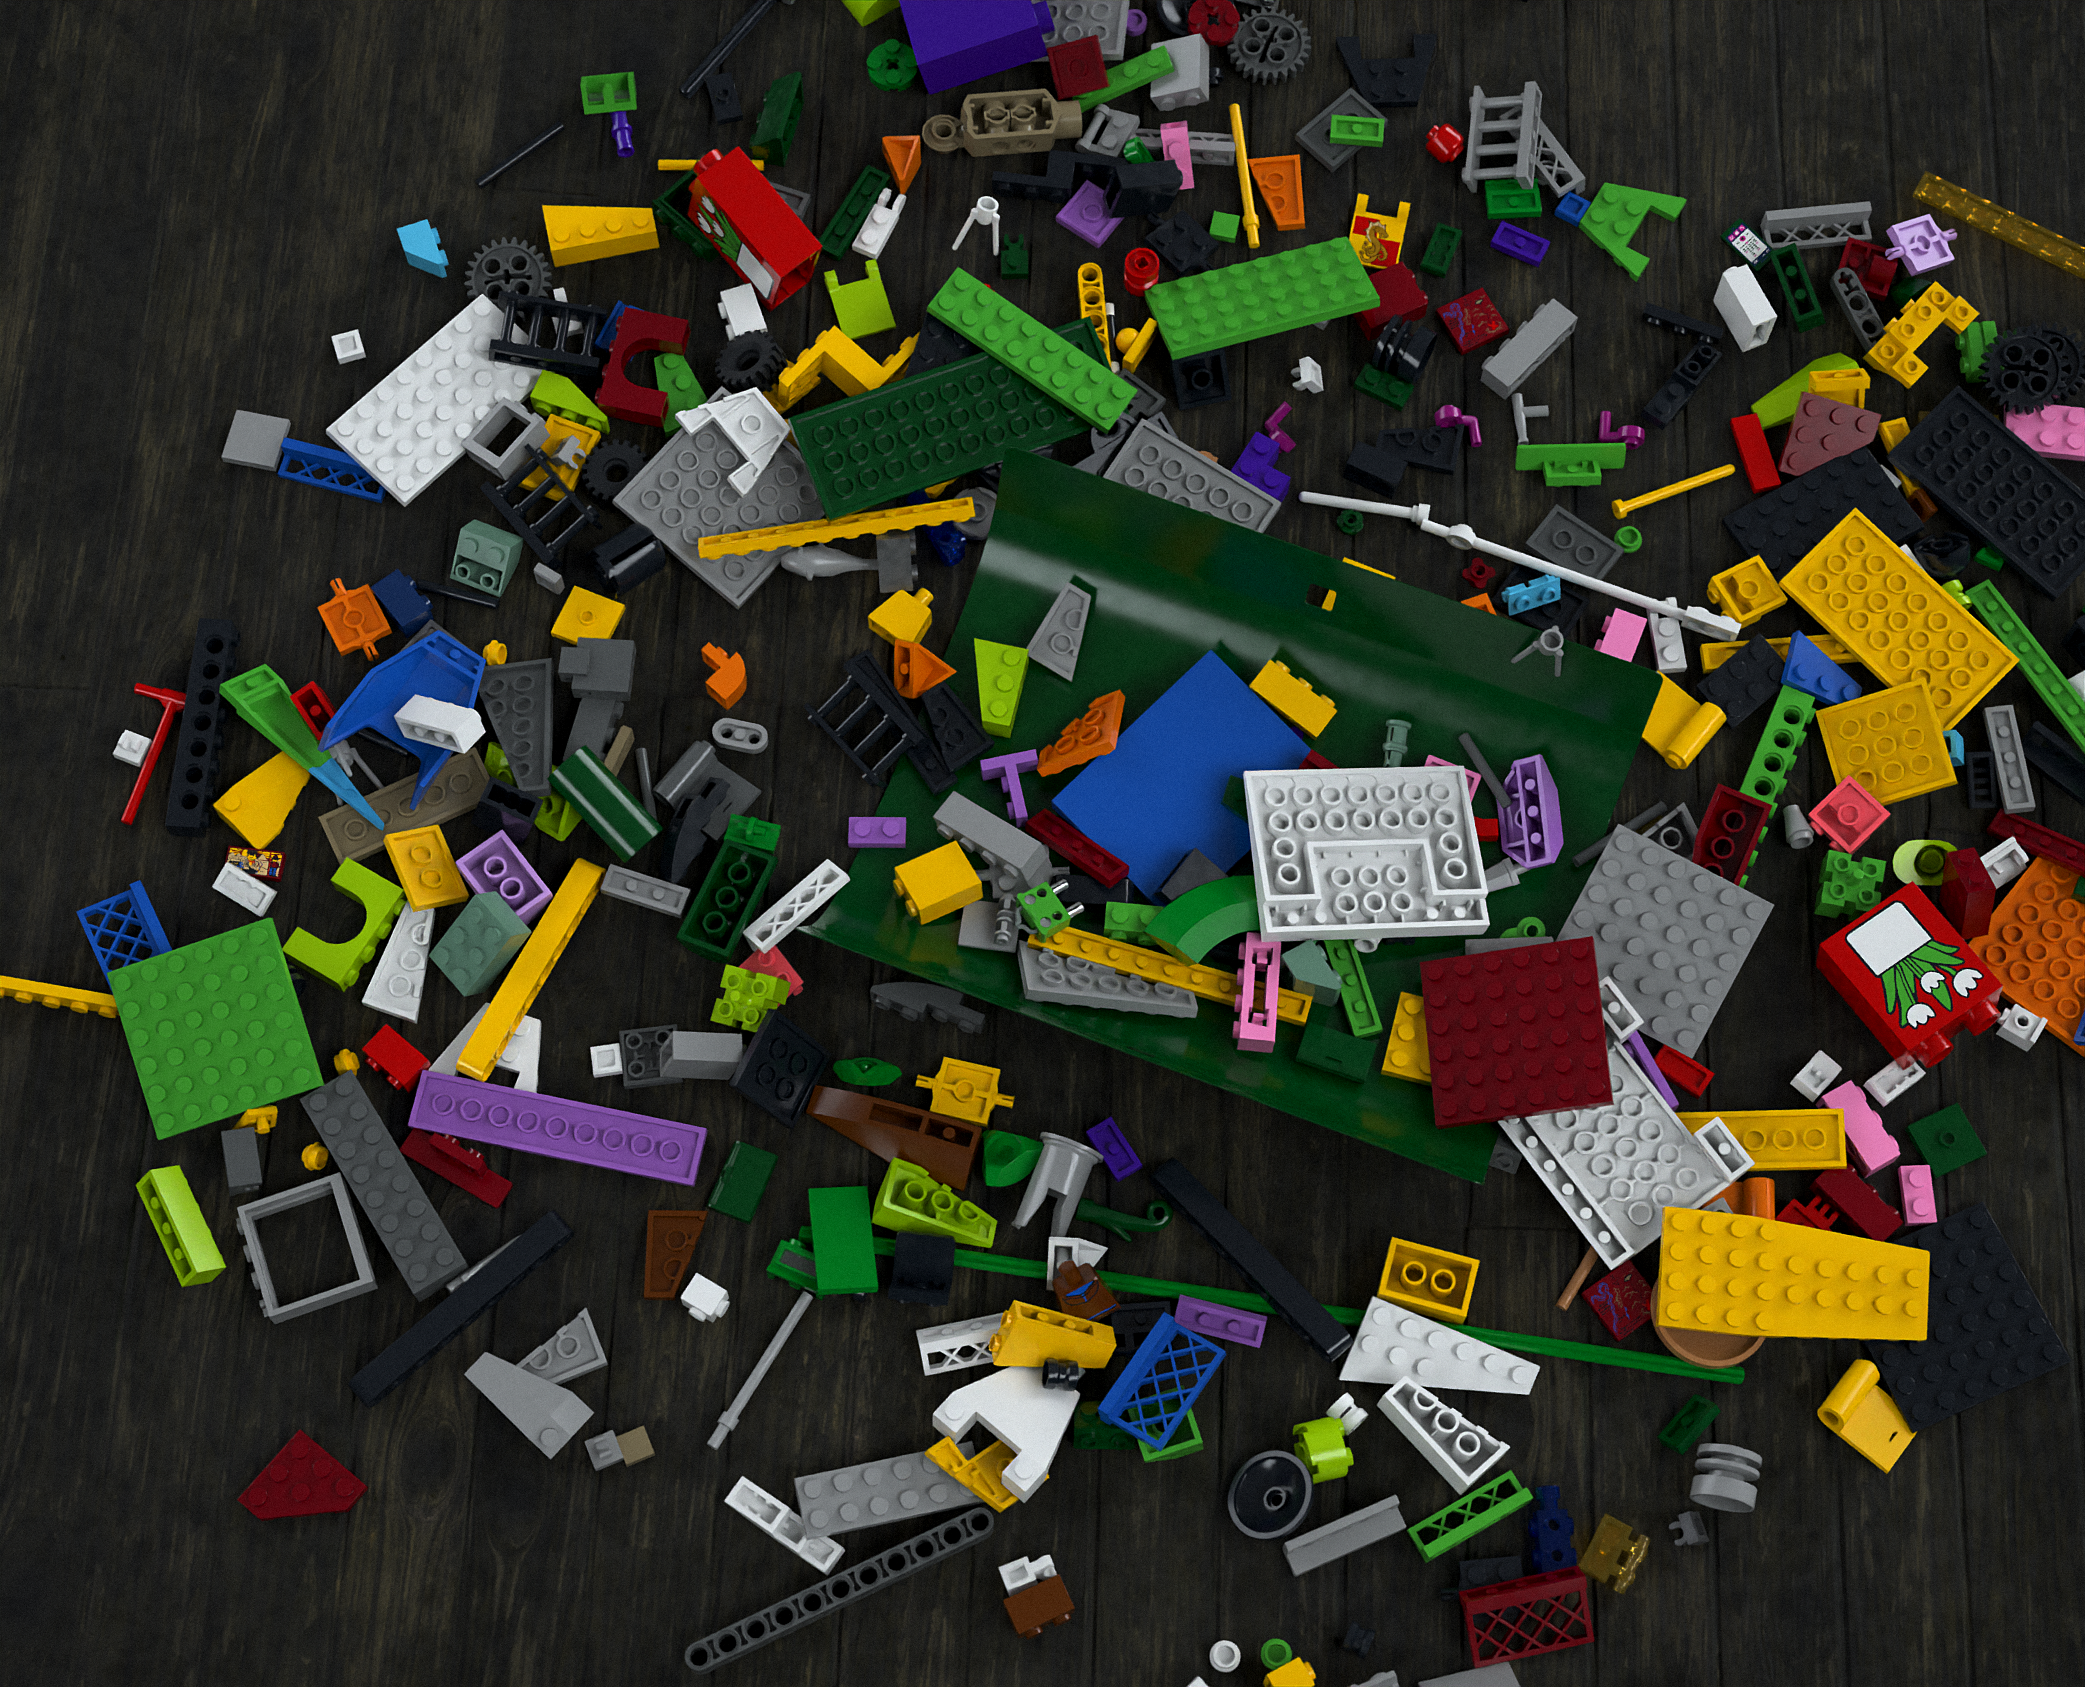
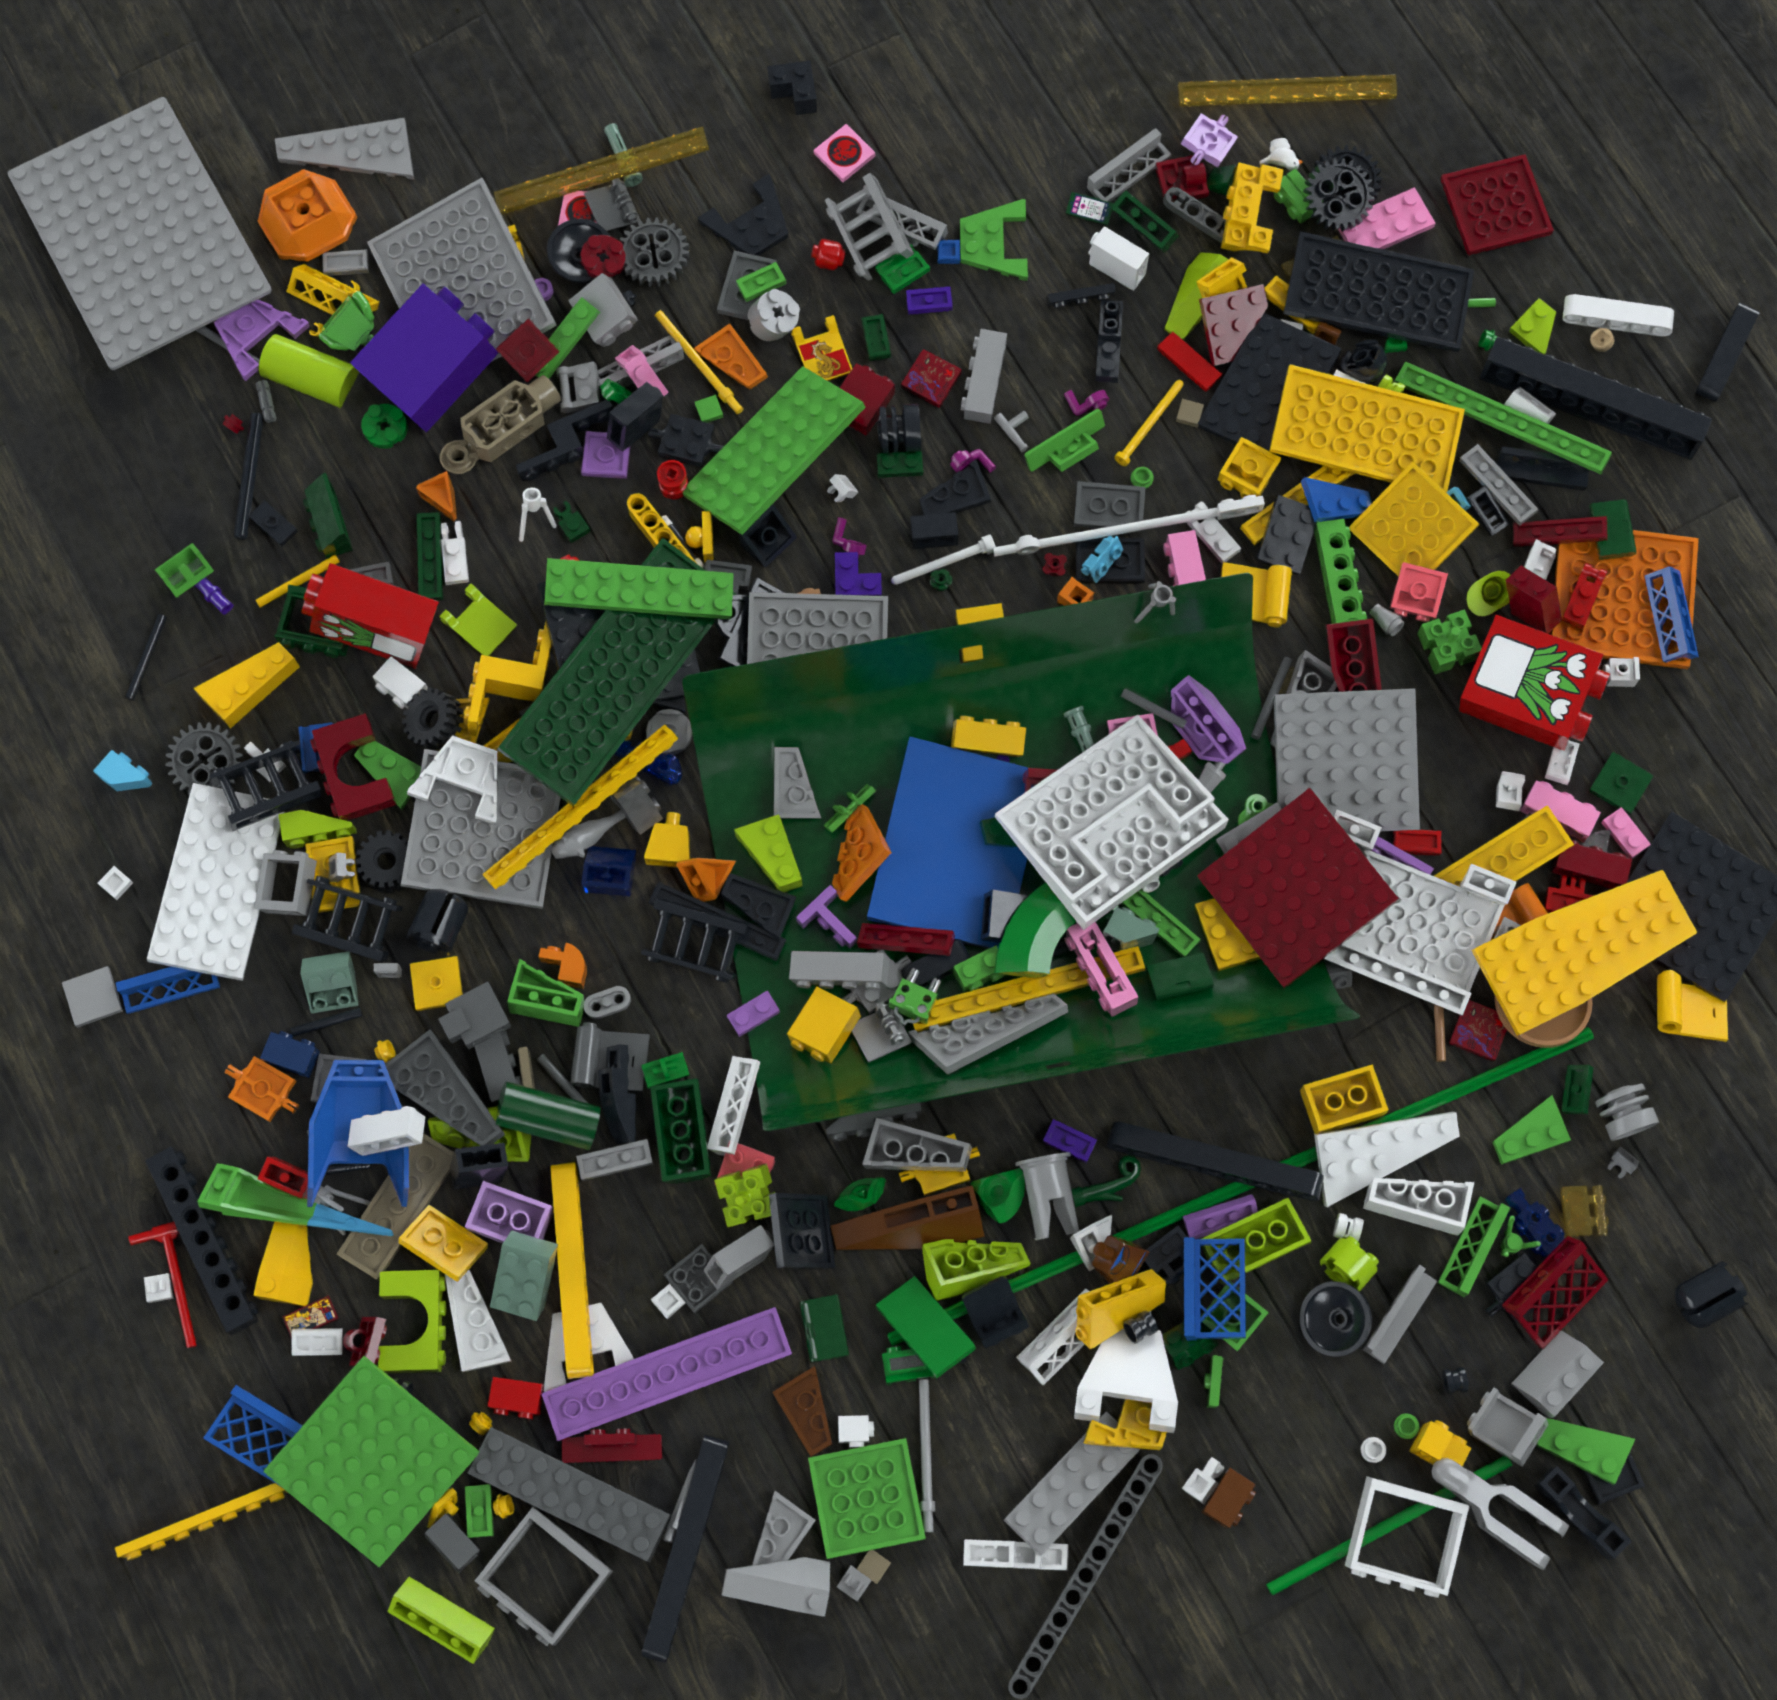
camera: 30 degrees left, 5 degrees up
(288, 1146) = (479, 1511): none -> bright green plate
(299, 910) = (371, 1332): none -> dark red plate
(672, 1374) = (866, 1498): none -> bright green plate
(680, 693) = (544, 998): none -> bright green wedge
(825, 610) = (608, 871): none -> clear blue slope
(942, 1054) = (907, 1148): none -> light grey wedge
(1100, 689) = (843, 813): none -> bright green piece
(1101, 1480) = (1213, 1381): none -> bright green plate
(1251, 1365) = (1266, 1235): none -> lime brick
(1361, 168) = (773, 315): none -> light grey brick
(1513, 1537) = (1512, 1242): none -> bright green plant
(1528, 56) = (844, 153): none -> tile
(1610, 1441) = (1533, 1133): none -> bright green wing
(1721, 503) = (1189, 413): none -> dark tan tile
(1883, 1184) = (1598, 839): none -> clear tile
(1990, 301) = (1281, 155): none -> white animal
(2028, 923) = (1583, 596): none -> red plate

